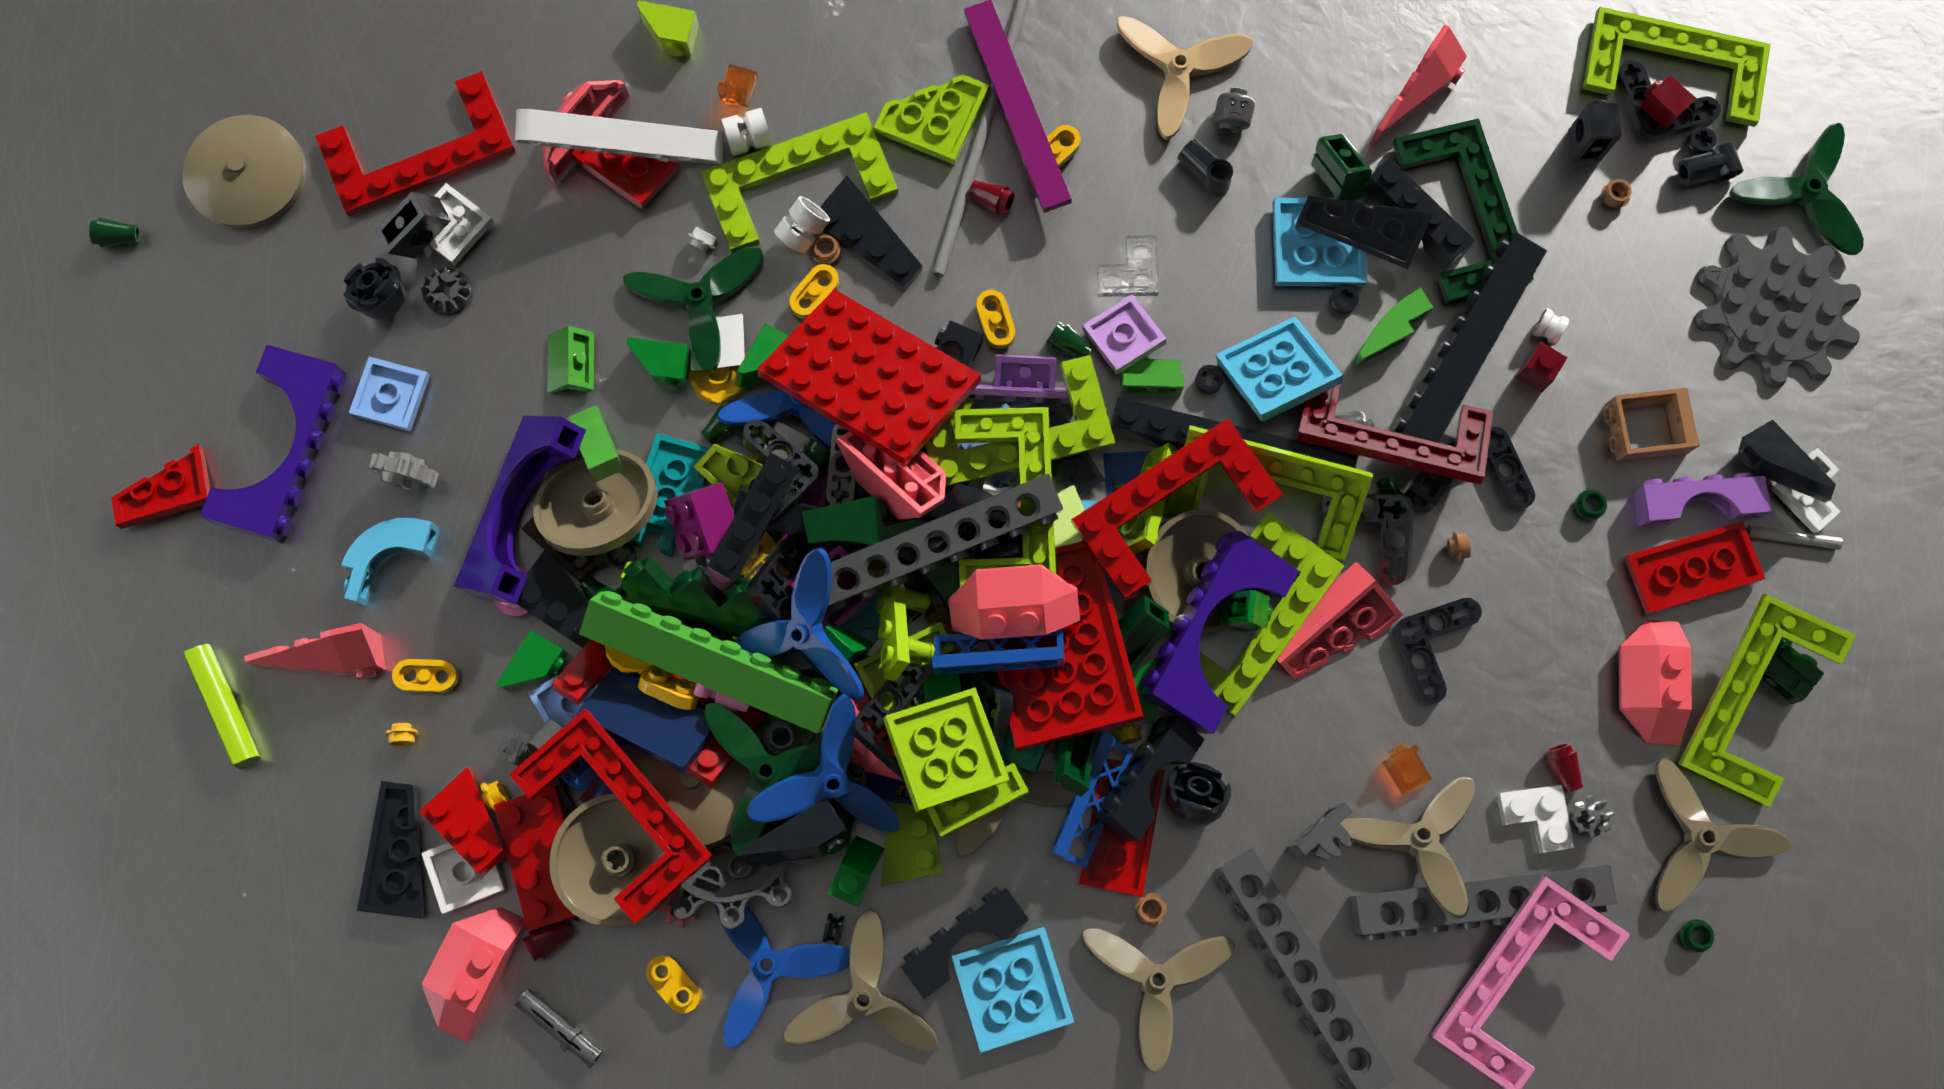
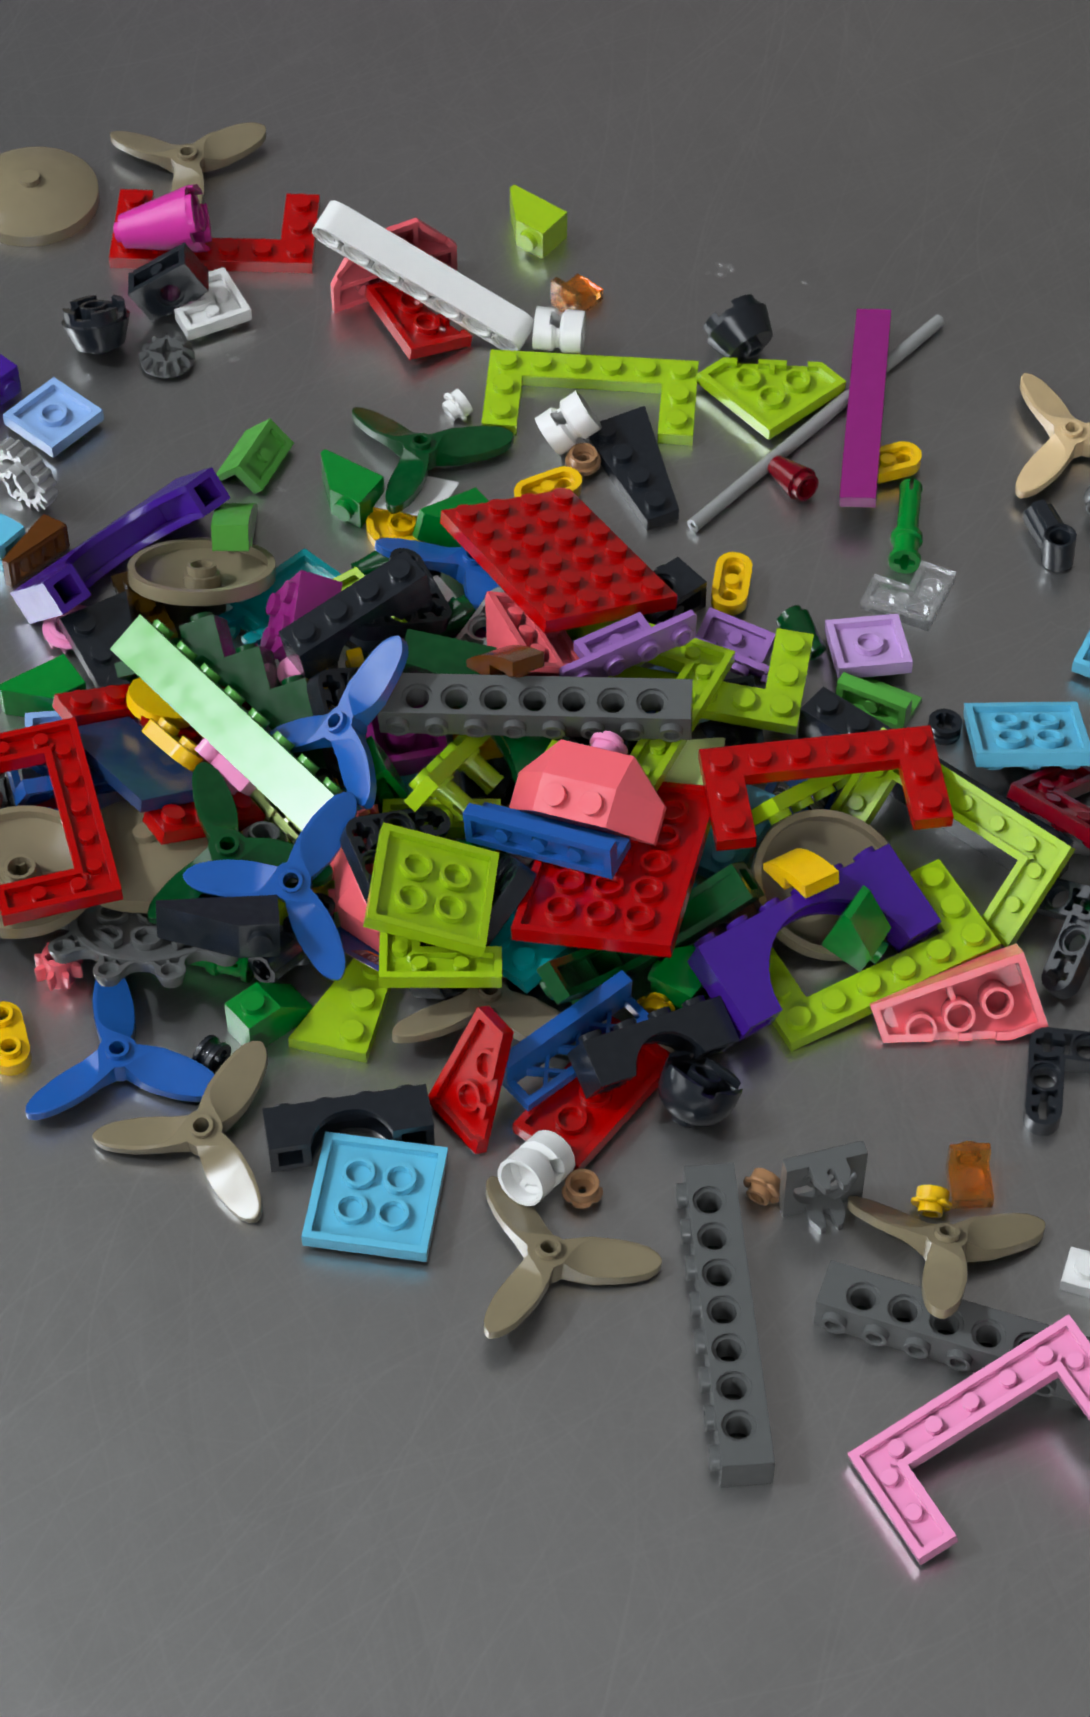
camera: 30 degrees right, 25 degrees down
(357, 81) = (191, 161): none -> dark tan piece
(381, 167) = (167, 222): none -> dark pink cone
(449, 527) = (37, 548): none -> reddish brown slope
(888, 73) = (741, 329): none -> black cone
(898, 516) = (509, 660): none -> reddish brown slope
(966, 450) = (627, 644): none -> medium lavender bracket
(1009, 556) = (608, 741): none -> bright pink plate
(1041, 871) = (473, 1078): none -> red wing
(1103, 215) = (906, 536): none -> green pin
(1116, 921) = (536, 1168): none -> white wheel
(1193, 588) = (803, 871): none -> yellow slope
(1273, 847) = (762, 1186): none -> medium nougat plate
(1391, 801) = (931, 1201): none -> yellow plate

